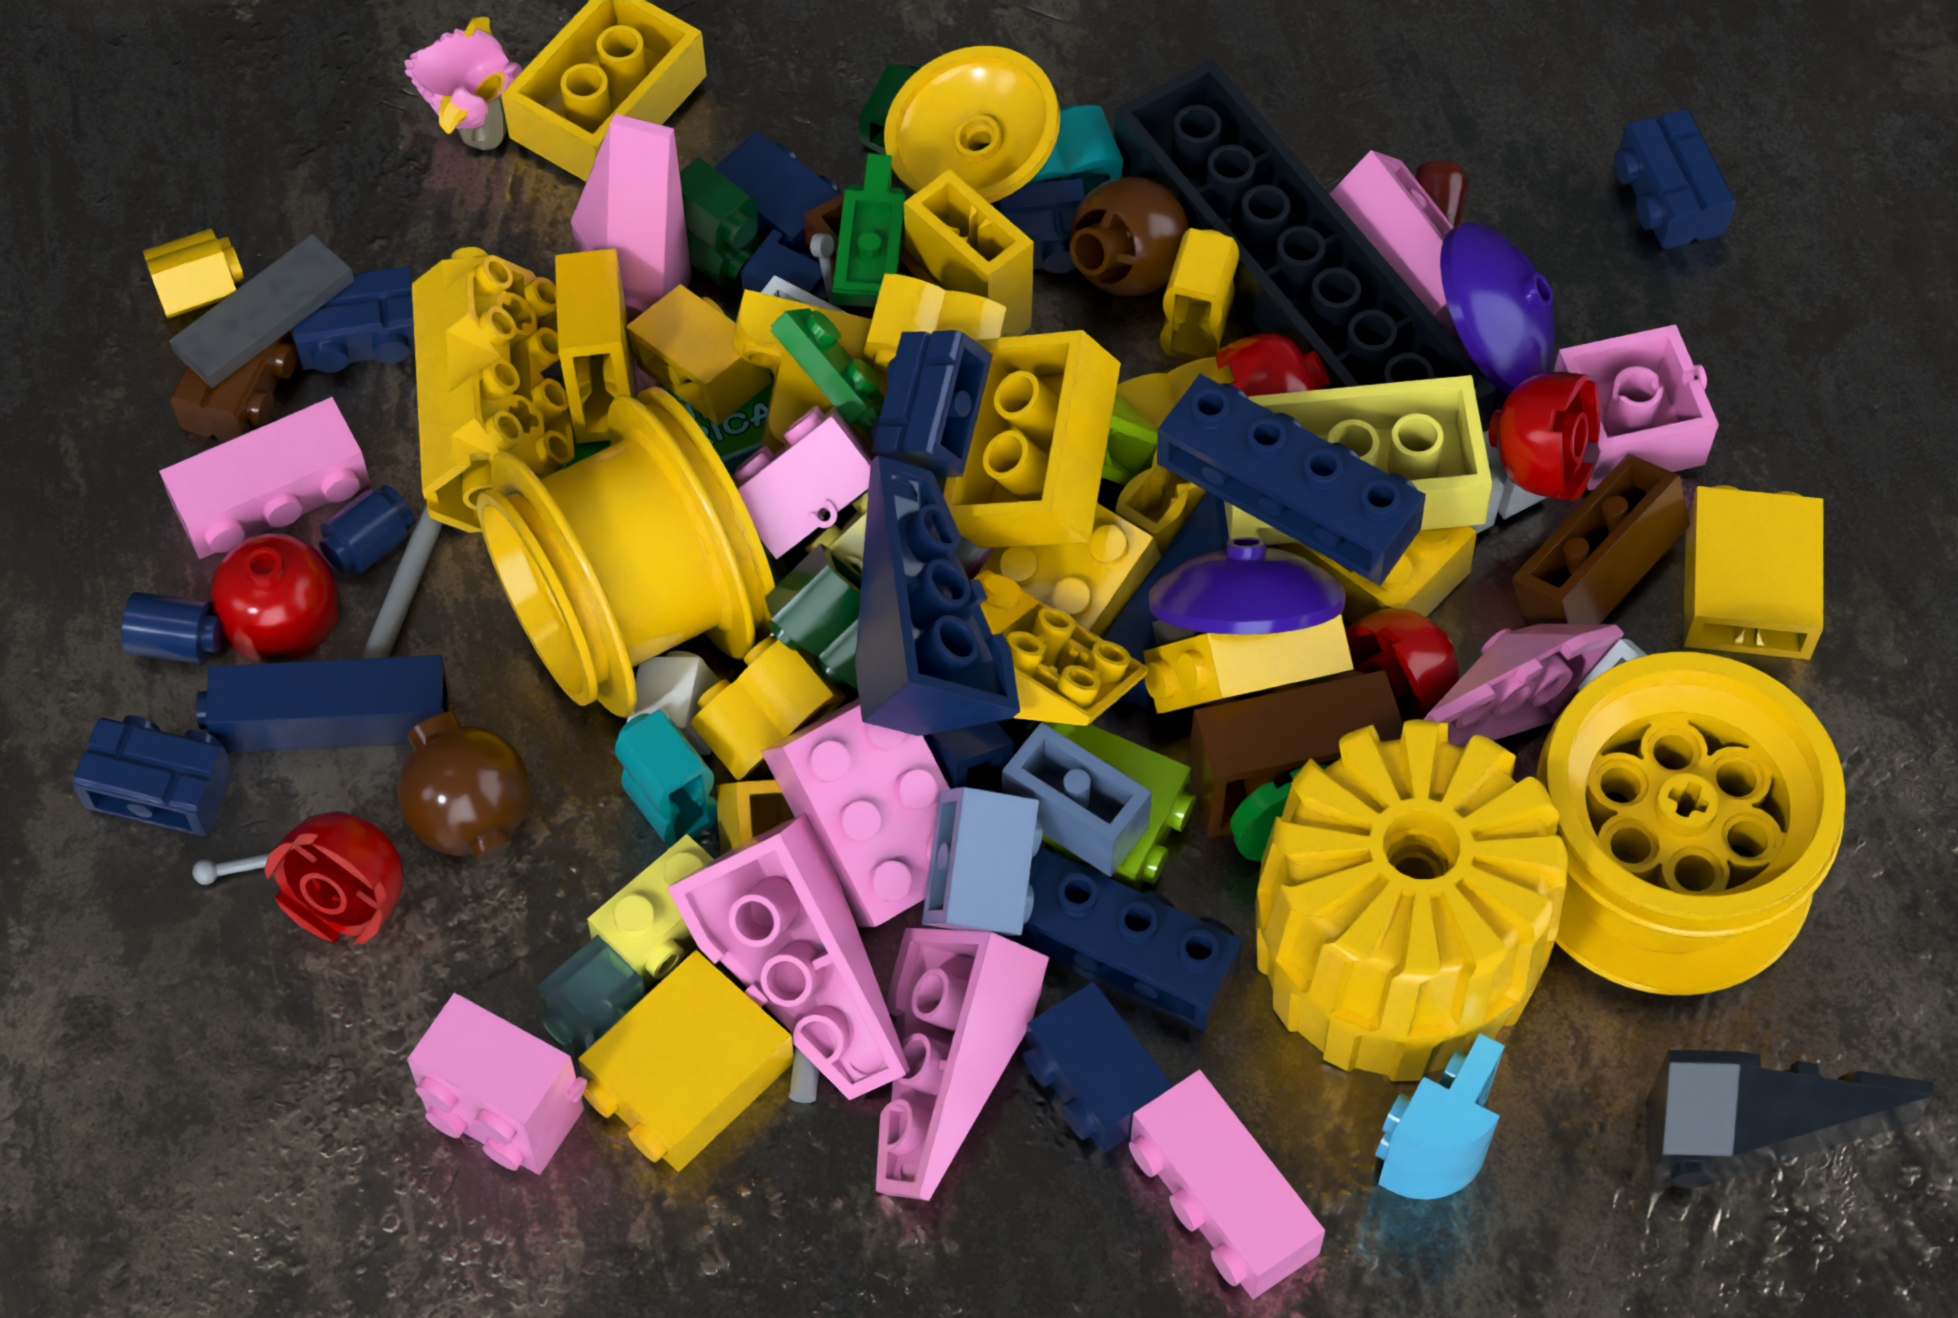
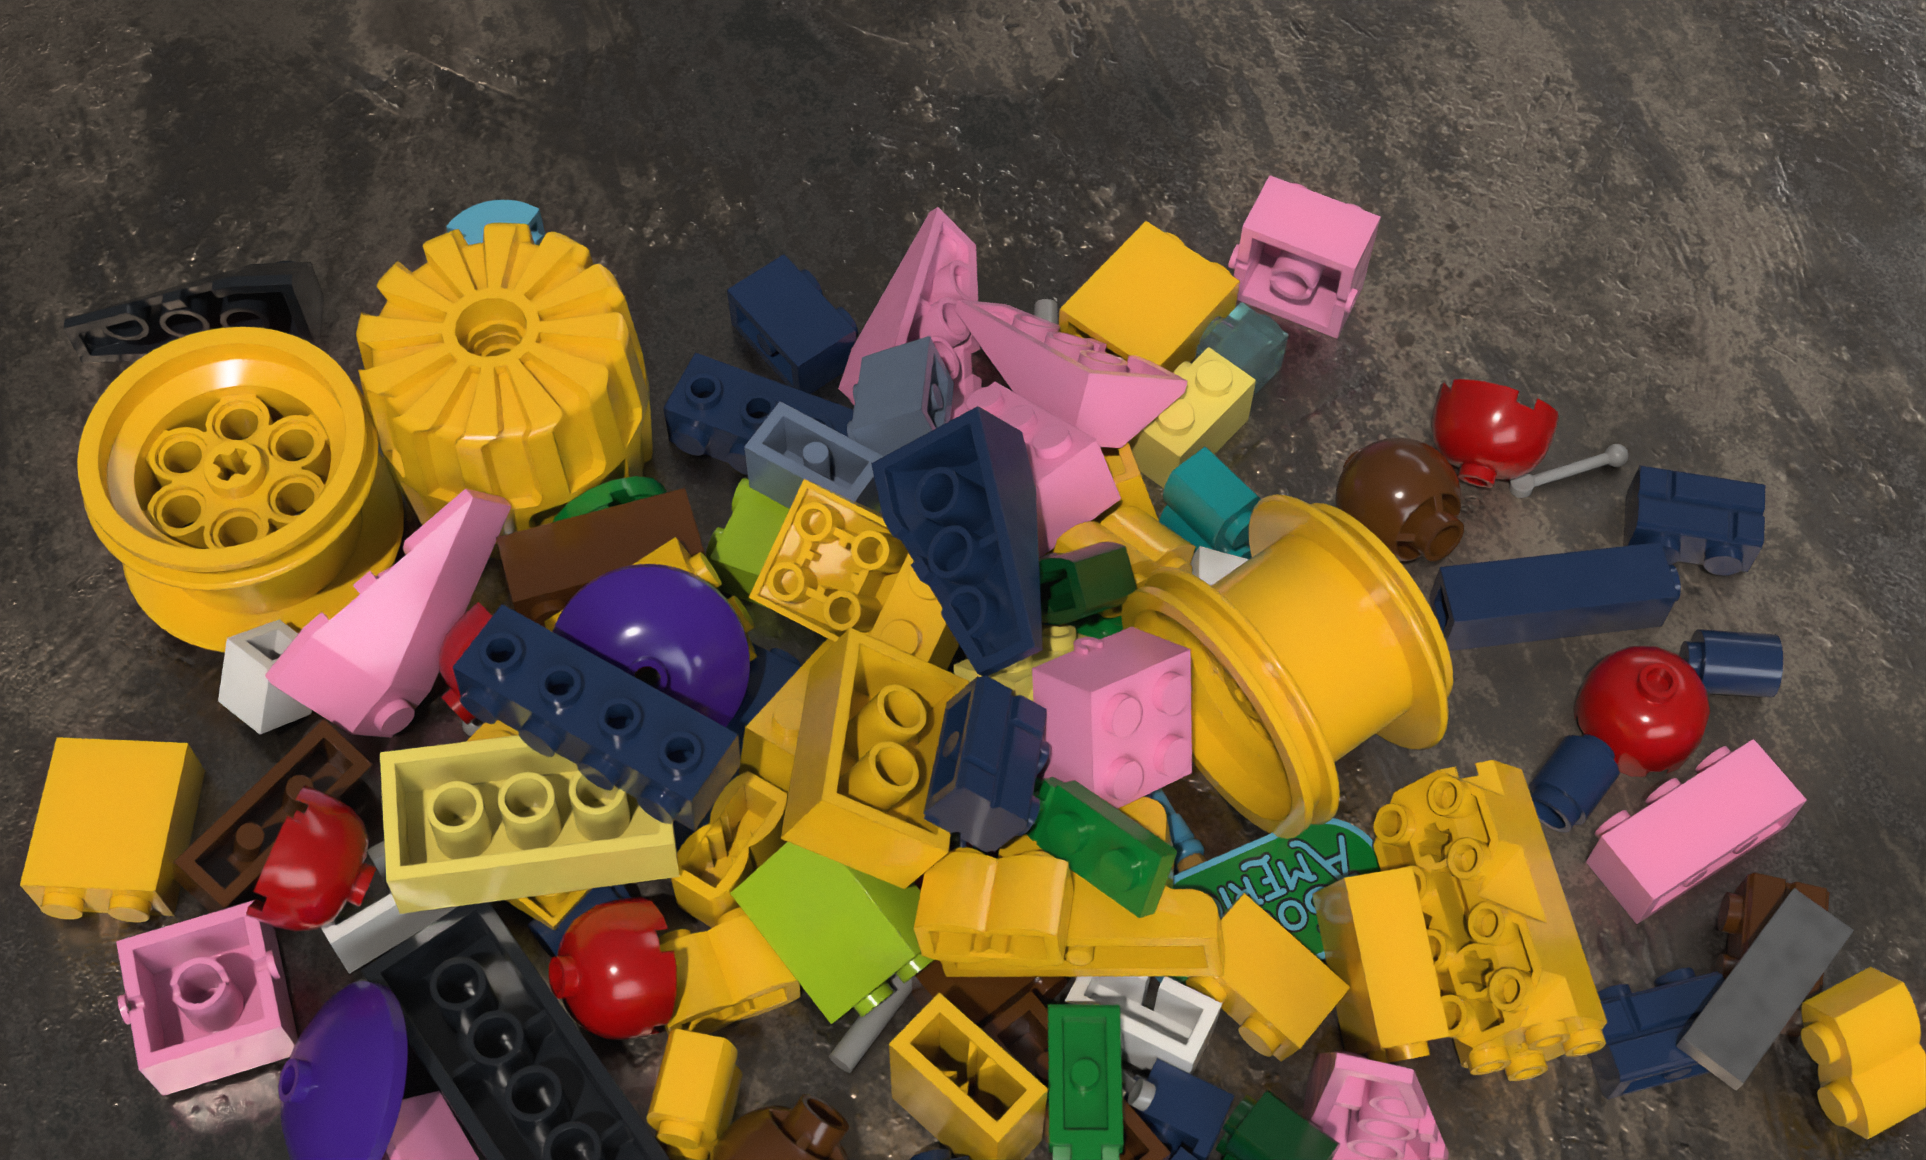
camera: 175 degrees right, 0 degrees up
(403, 587) = (1519, 708): light grey bar -> none
(1224, 1185) = (679, 242): bright pink brick -> none

